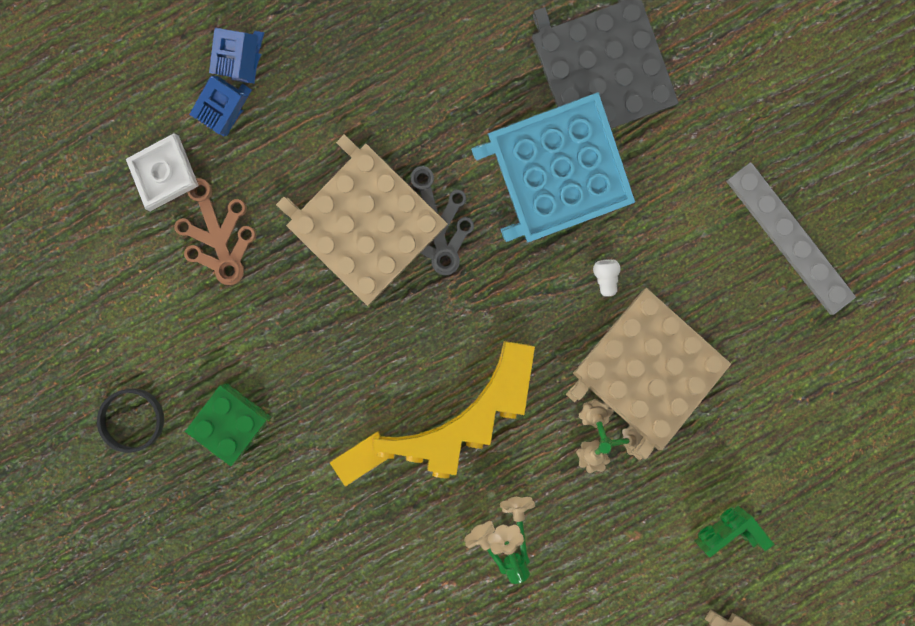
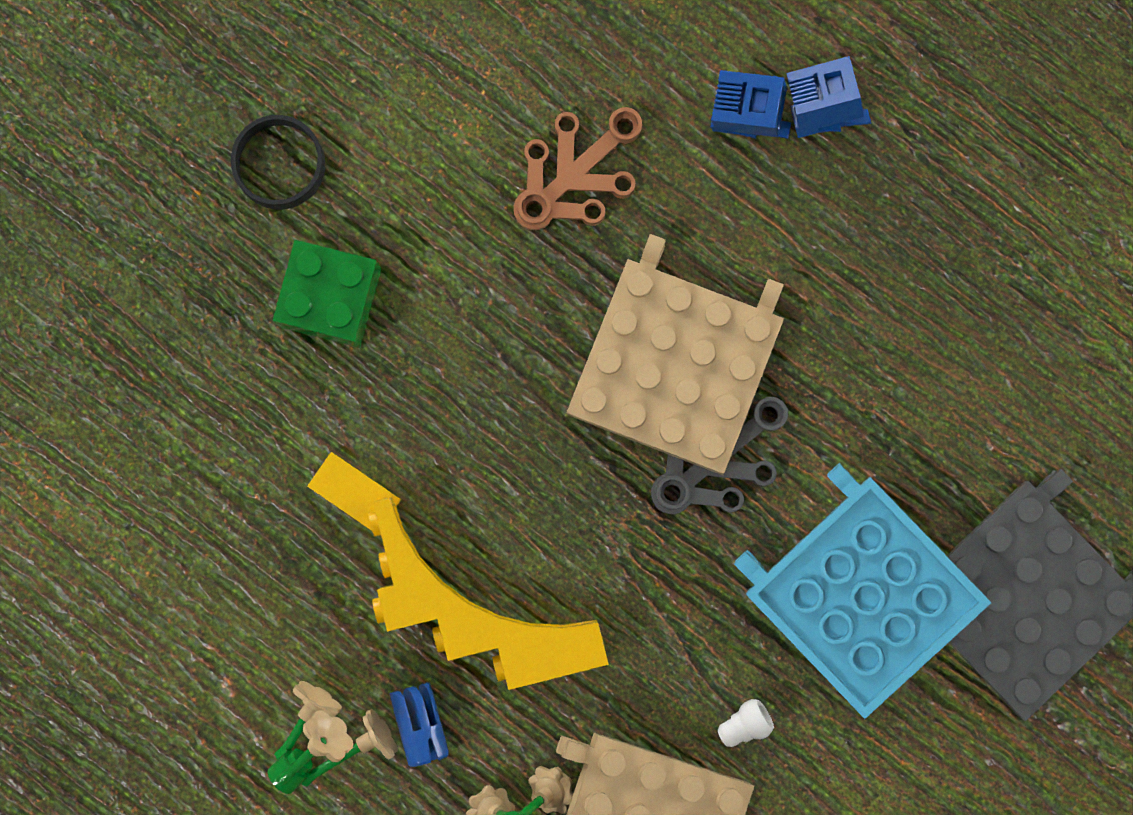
camera: 65 degrees right, 5 degrees down
(162, 172) = (627, 66): white tile -> none
(522, 478) = (419, 725): none -> blue arm

